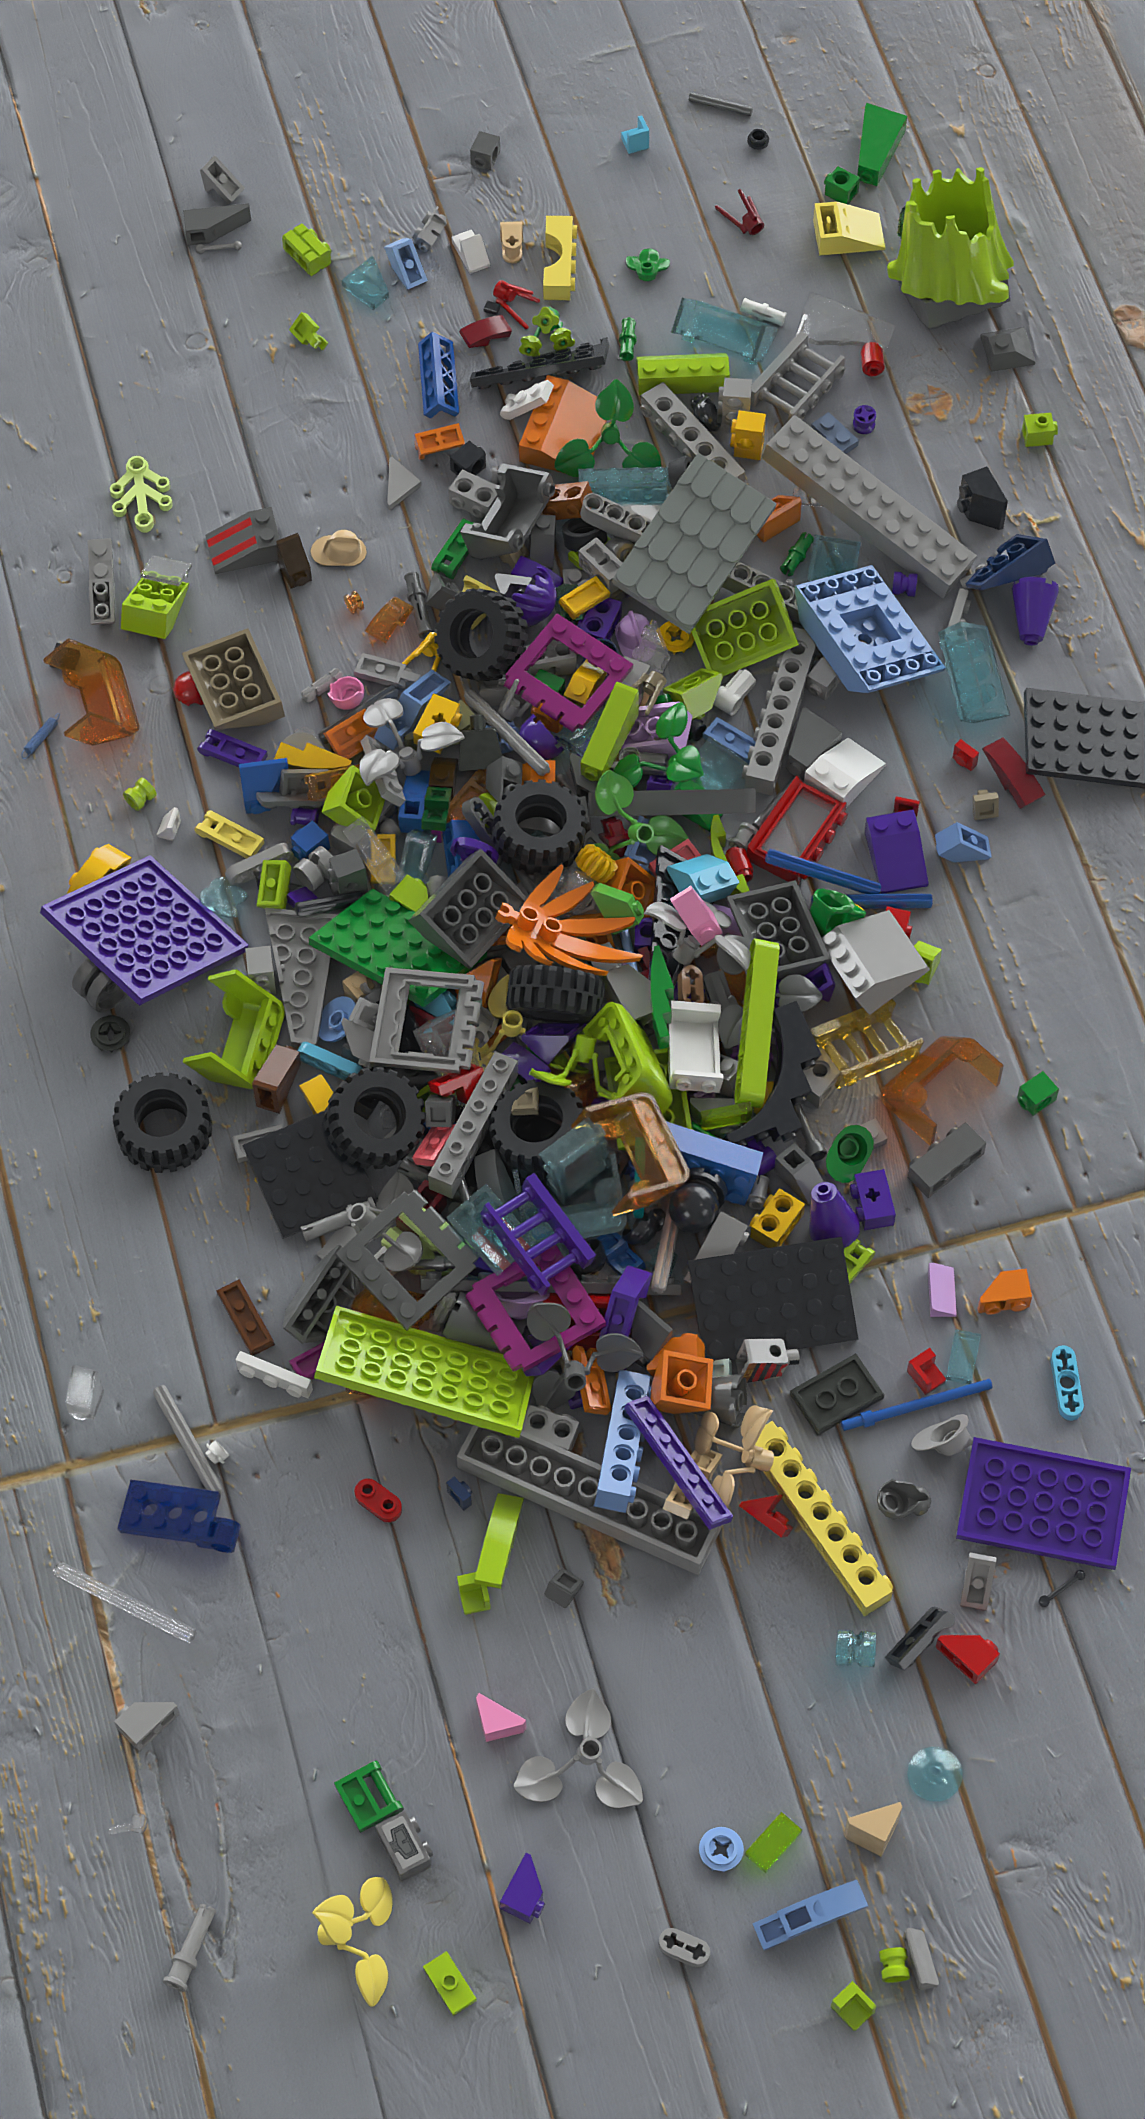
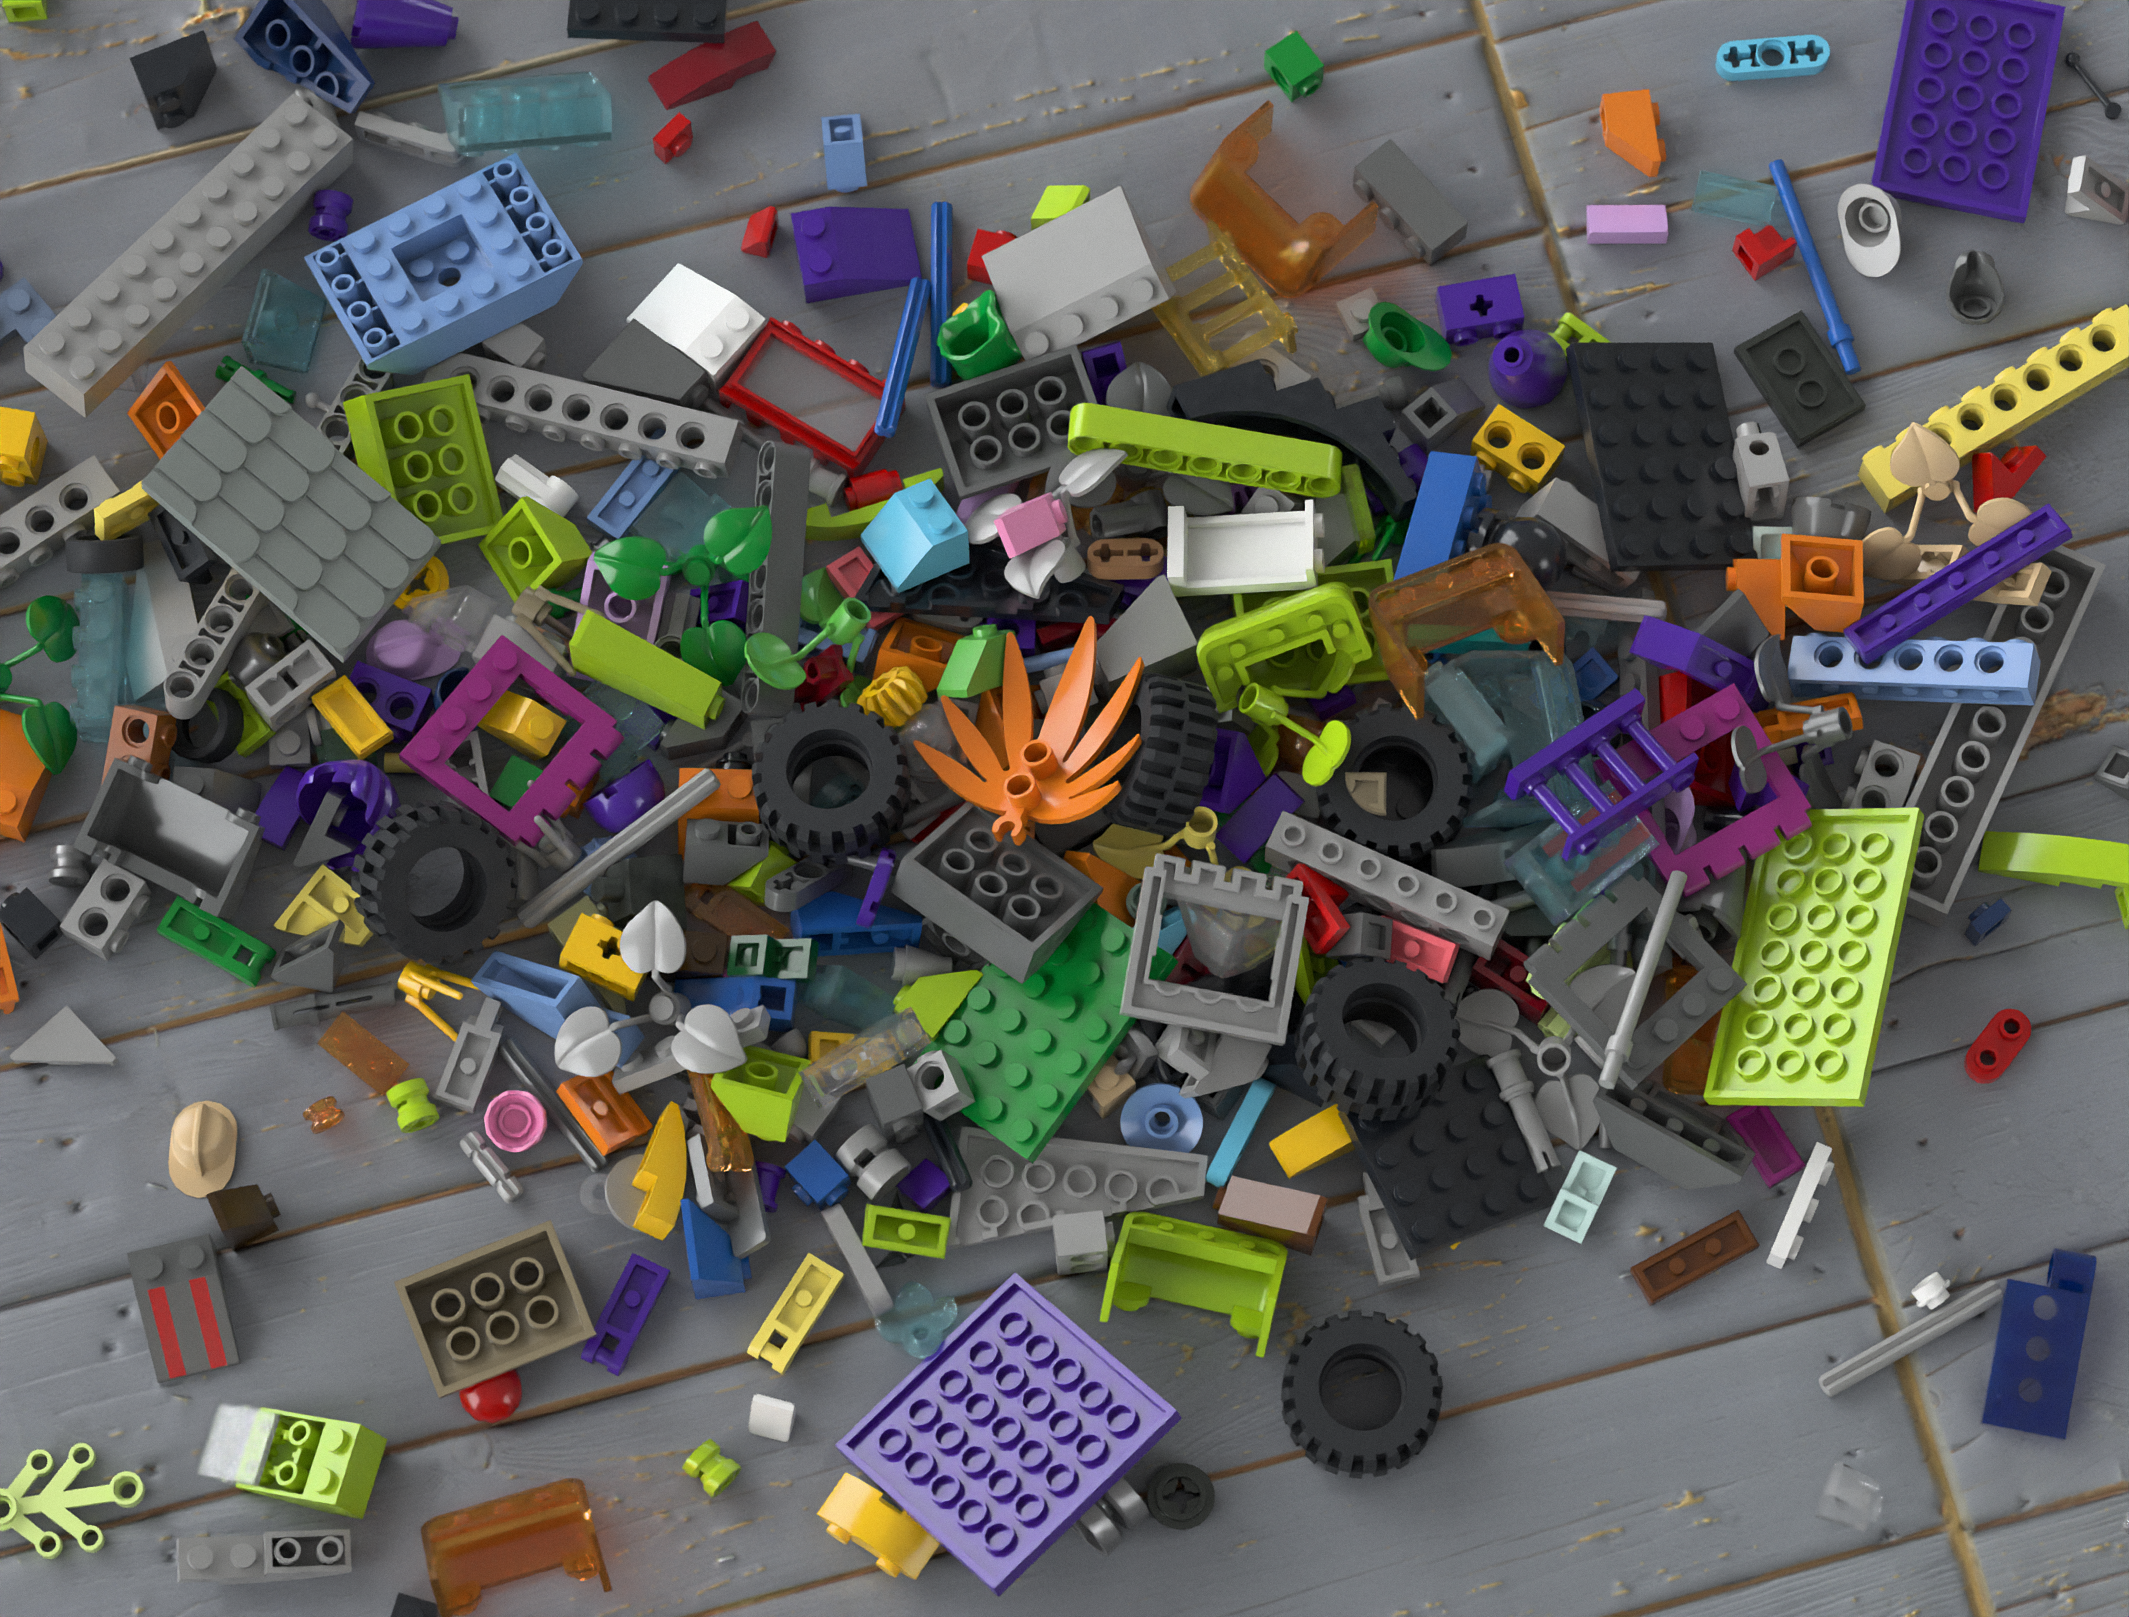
camera: 90 degrees left, 10 degrees up
(285, 1253) = (1580, 1196): none -> light aqua slope
(355, 644) = (413, 1105): none -> lime wheel
(356, 893) = (951, 1095): none -> light grey brick
(357, 1238) = (1620, 1044): none -> light grey bar
(660, 993) = (1150, 592): green slope -> none
(985, 805) = (767, 114): dark tan tile -> none

